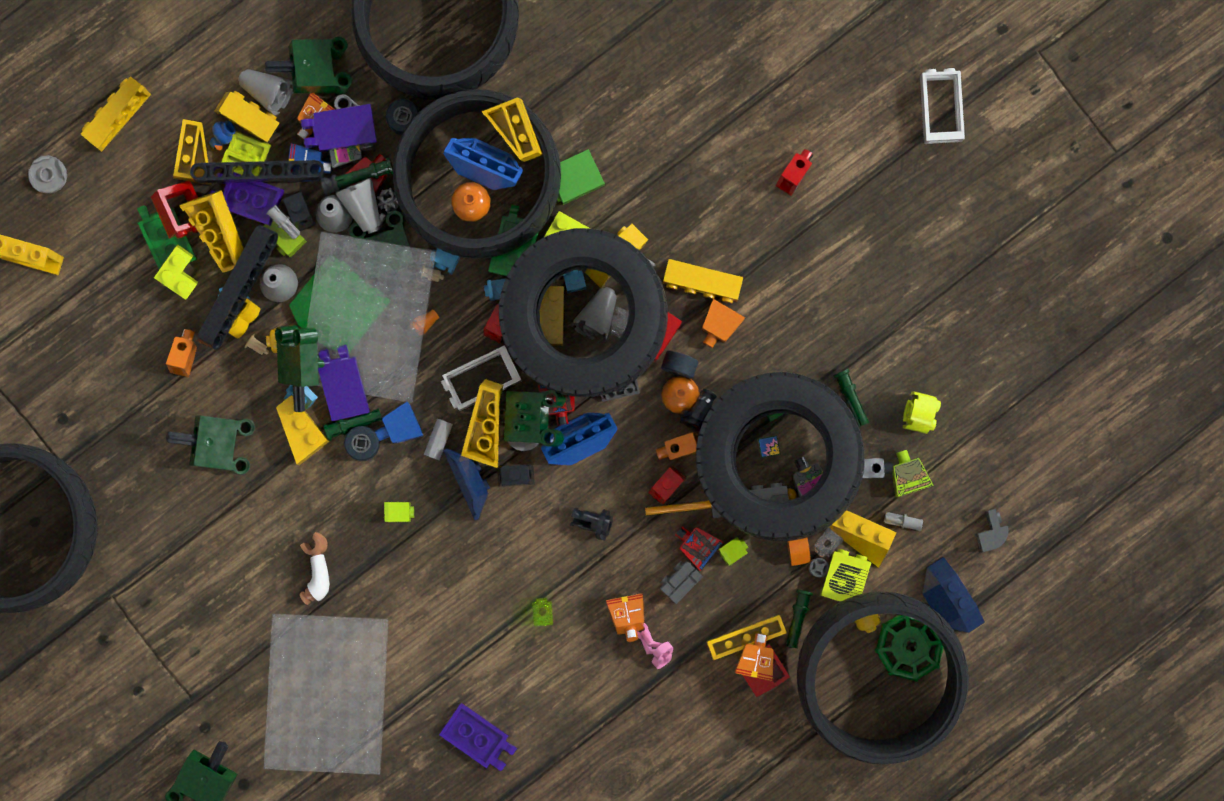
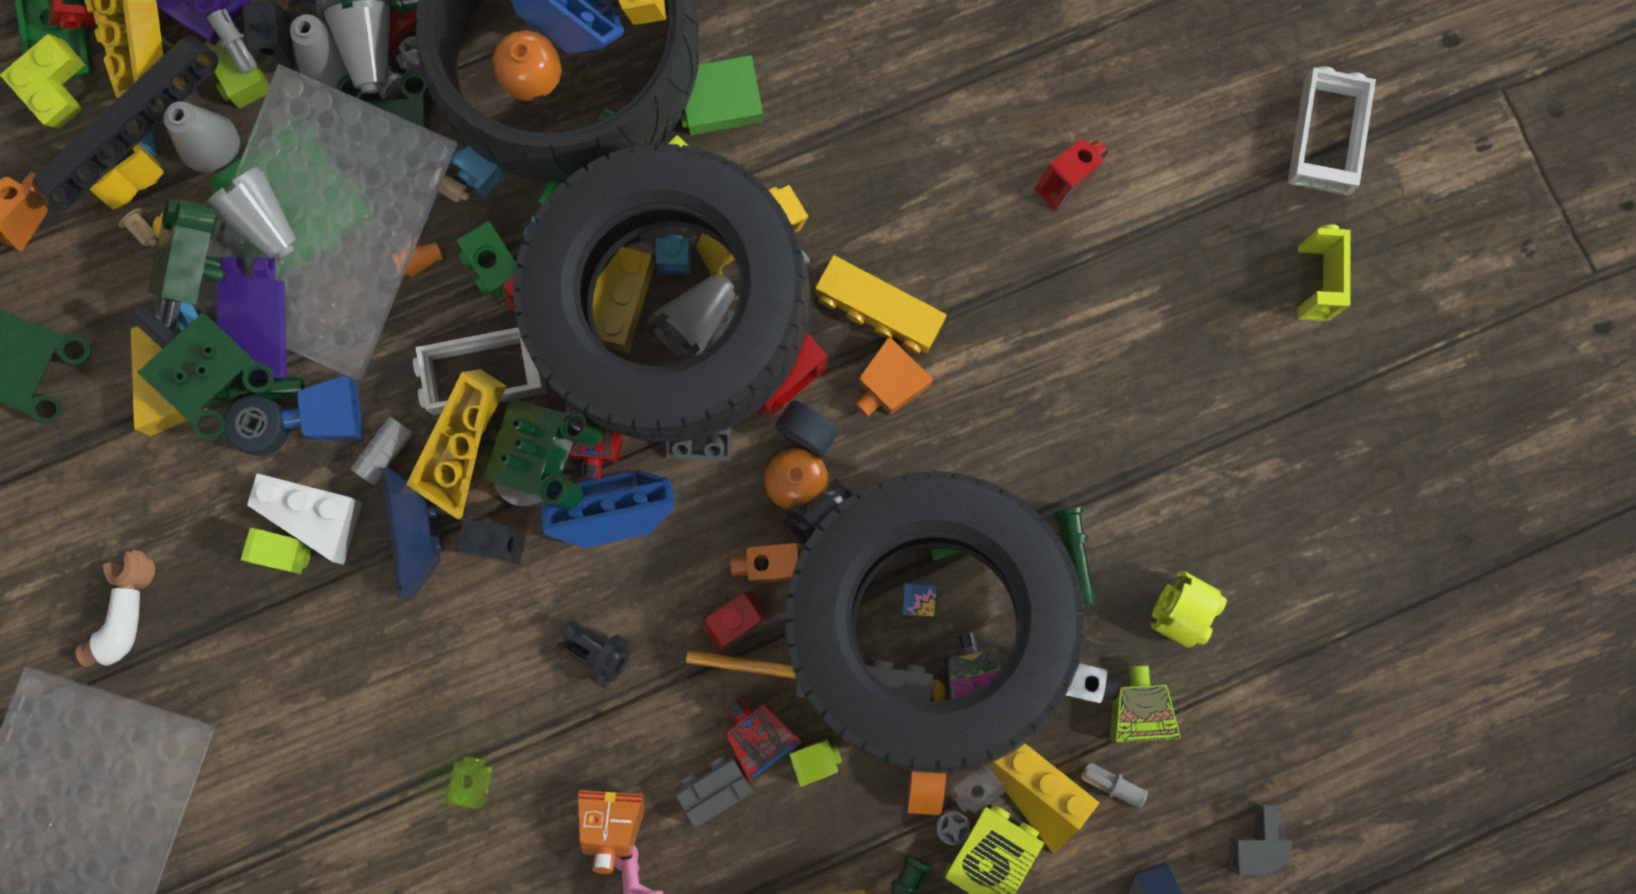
camera: 15 degrees right, 5 degrees down
(326, 420) = (196, 366): none -> dark green piece
(332, 323) = (255, 214): none -> light grey cone
(409, 486) = (311, 515): none -> white wedge
(463, 302) = (480, 245): none -> green brick
(965, 213) = (1335, 298): none -> neon yellow panel

